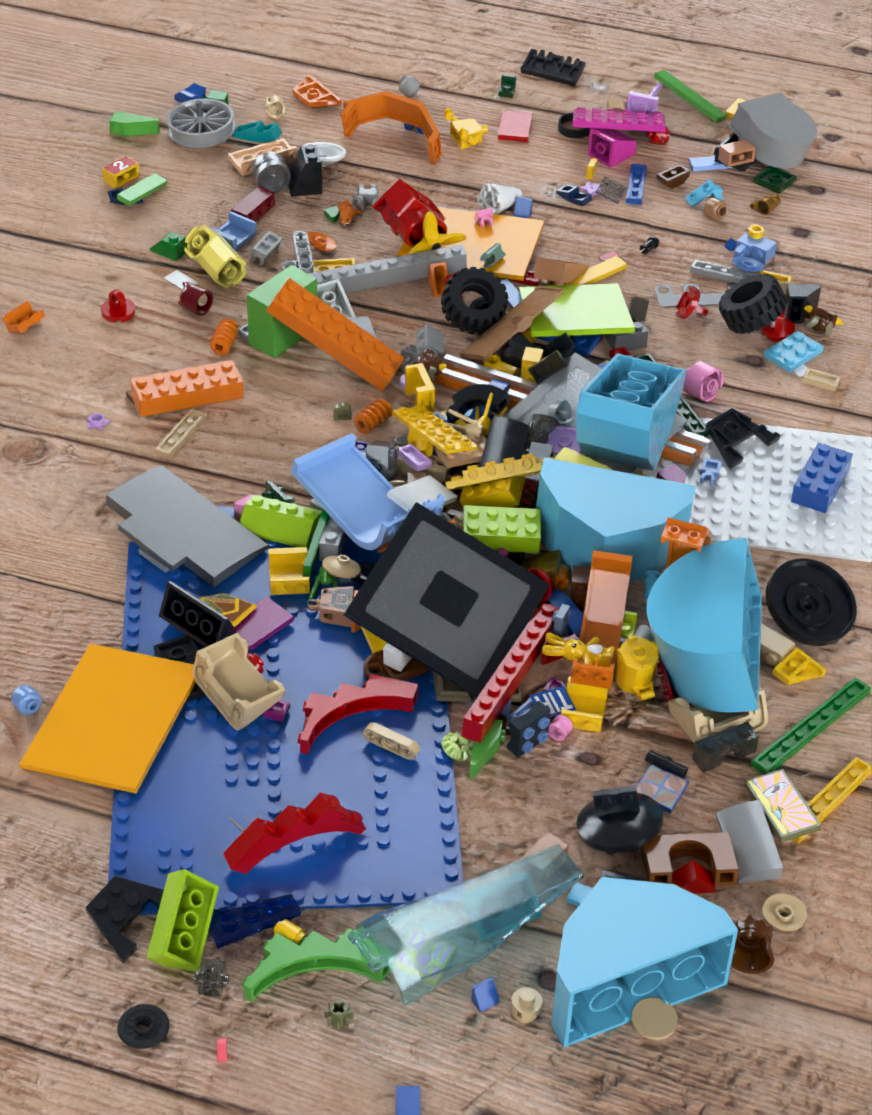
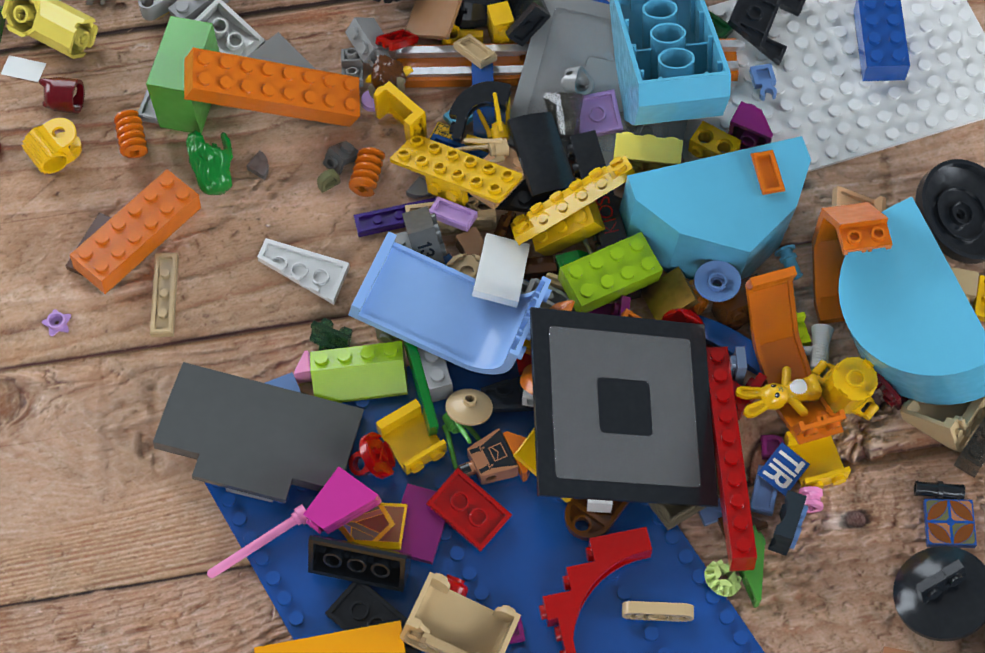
camera: 25 degrees left, 20 degrees up
(163, 324) = (50, 150): none -> yellow piece
(179, 581) = (296, 519): none -> bright pink piece
(207, 576) = (340, 502): none -> dark pink slope
(252, 568) = (376, 455): none -> red tile
(265, 369) = (210, 163): none -> green hair
(282, 449) = (308, 269): none -> white wing
(298, 626) = (468, 509): none -> red tile
(300, 387) = (259, 165): none -> flat silver tile
(359, 400) = (339, 156): none -> dark grey bracket
(449, 349) = (397, 39): none -> red tile
(500, 373) = (475, 51): none -> tan tile
(574, 556) = (719, 273): none -> medium blue dish
(651, 494) = (767, 172): none -> orange tile

